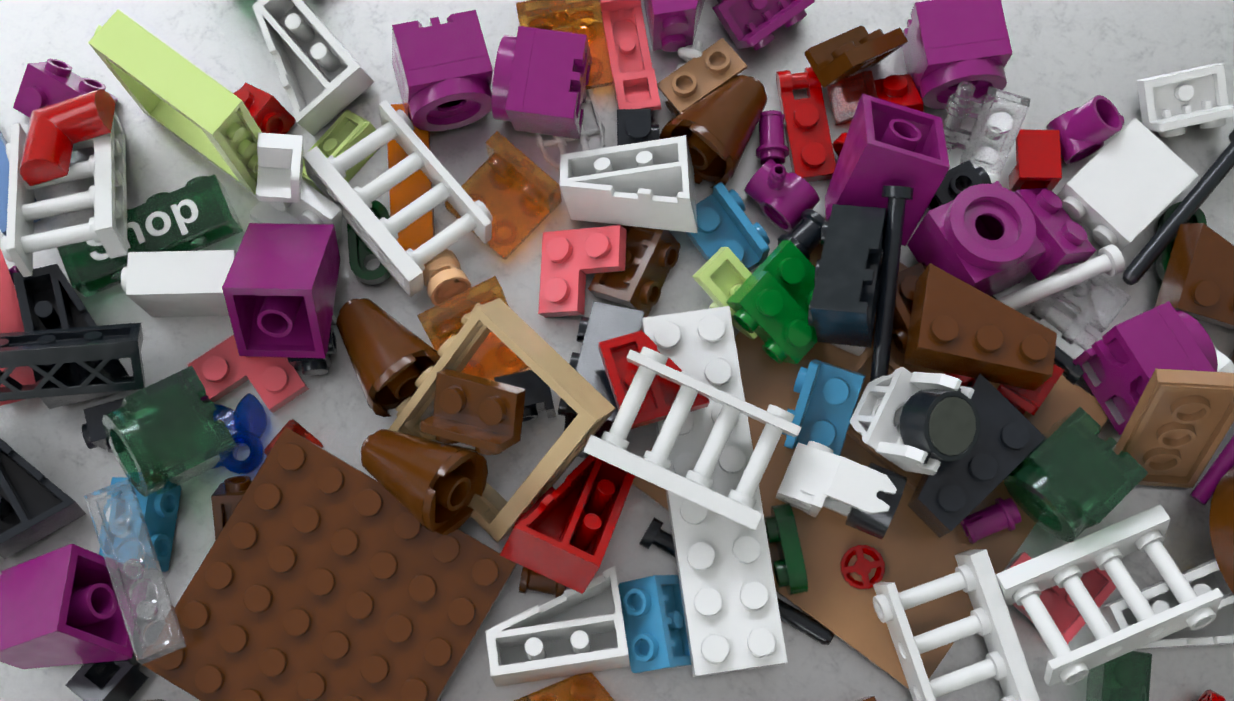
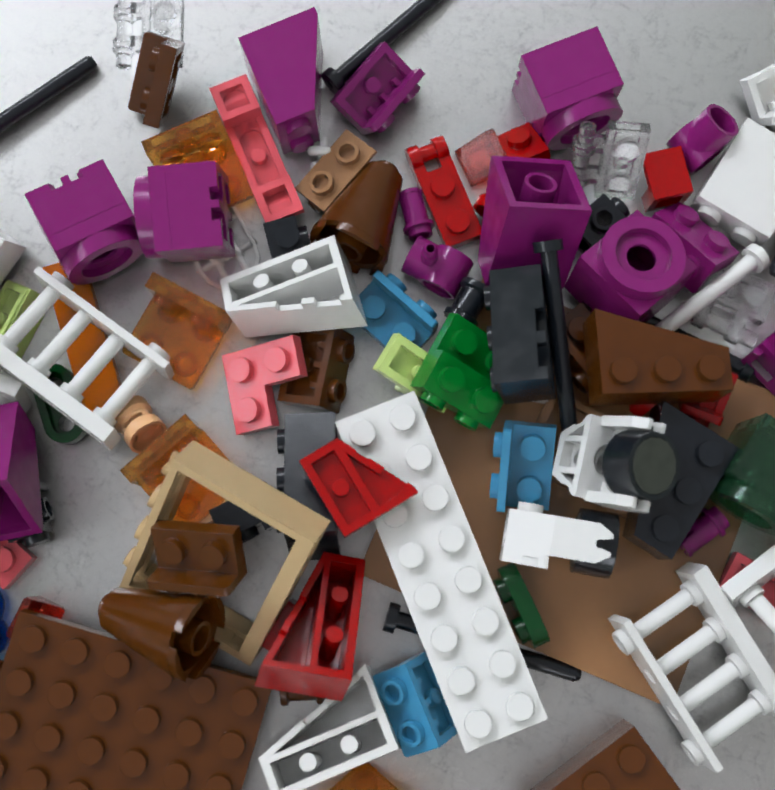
camera: 15 degrees left, 5 degrees up
(383, 354) = (97, 512): reddish brown cone -> none
(697, 483) = (425, 577): white fence -> none
(852, 53) = (470, 115): reddish brown bracket -> none
(862, 566) = (593, 602): red wheel -> none

